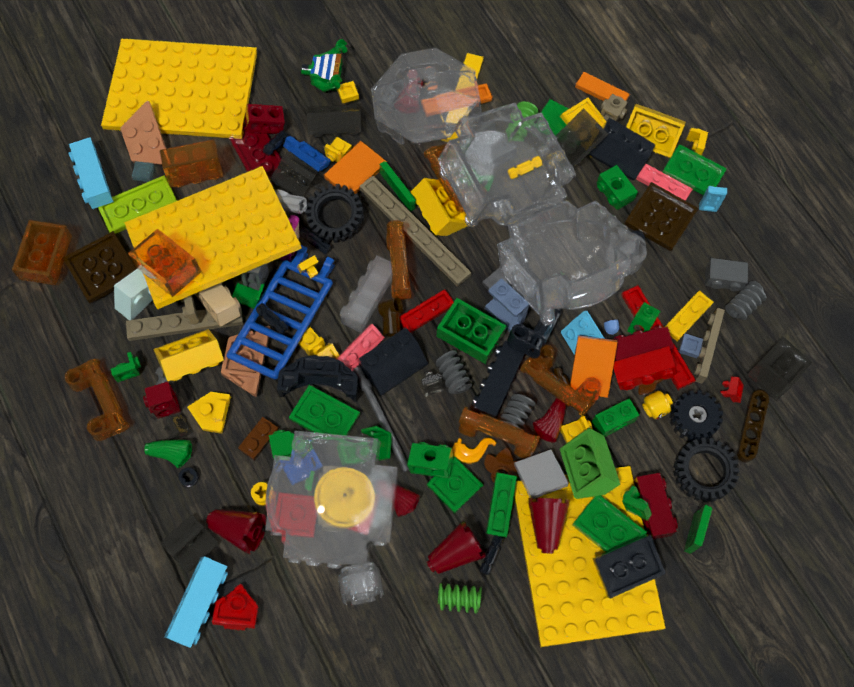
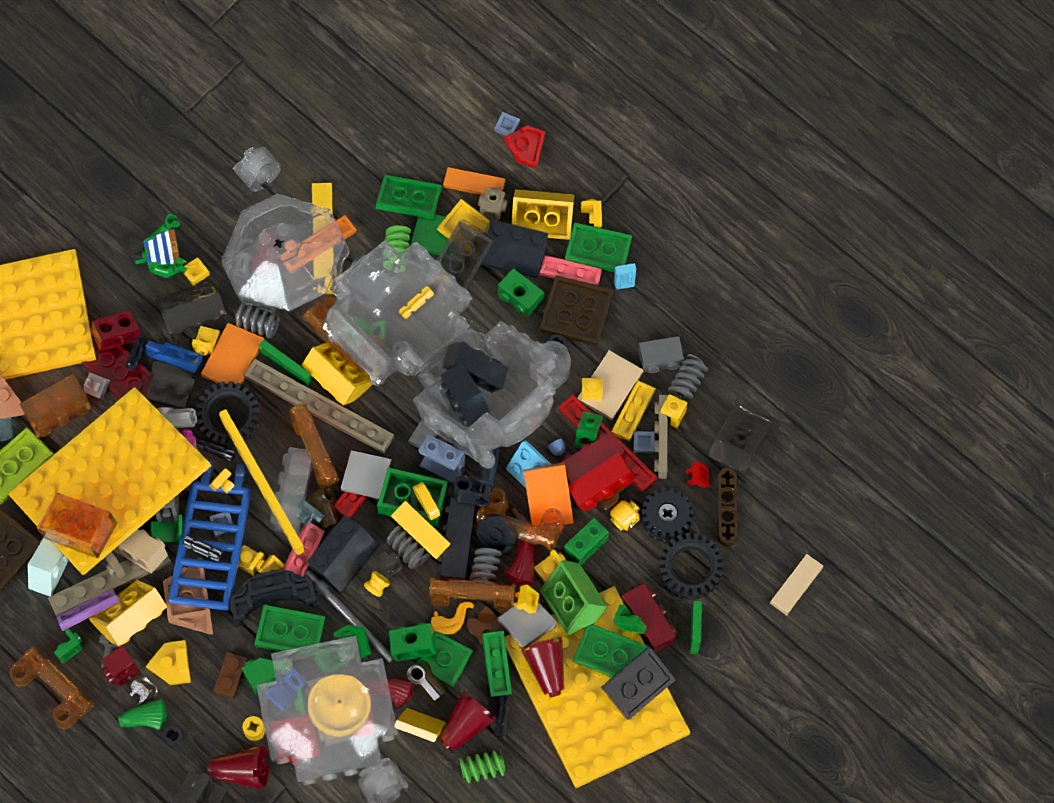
camera: 15 degrees left, 0 degrees up
(155, 341) = (87, 609): none -> medium lavender tile
(233, 158) = (96, 385): none -> light grey tile
(300, 298) = (221, 518): none -> sand blue tile
(342, 278) = (261, 482): none -> yellow tile
(374, 316) = (308, 513): none -> clear light blue tile
(385, 146) = (256, 321): none -> dark grey piece
(413, 539) = (420, 724): none -> yellow tile
(415, 397) = (376, 583): none -> yellow wheel
(426, 26) = (257, 168): none -> clear brick
(432, 501) = (428, 682): none -> dark brown piece
(435, 298) = (365, 474): none -> light grey tile
(469, 361) = (420, 530): none -> yellow tile
(482, 336) = (426, 501): none -> yellow beam
(536, 384) = (496, 533): none -> black tile
(544, 85) = (409, 196): none -> green tile
(544, 250) = (463, 395): none -> black brick
(547, 453) = (527, 599): none -> yellow tile
(561, 233) = (484, 371): none -> black brick
(644, 52) = (507, 124): none -> sand blue tile
(655, 71) = (526, 145): none -> red plate
(657, 285) = (592, 388): none -> yellow plate
(673, 287) = (618, 381): none -> tan tile
(728, 324) = (675, 409): none -> yellow bracket
(800, 518) = (796, 584): none -> tan tile

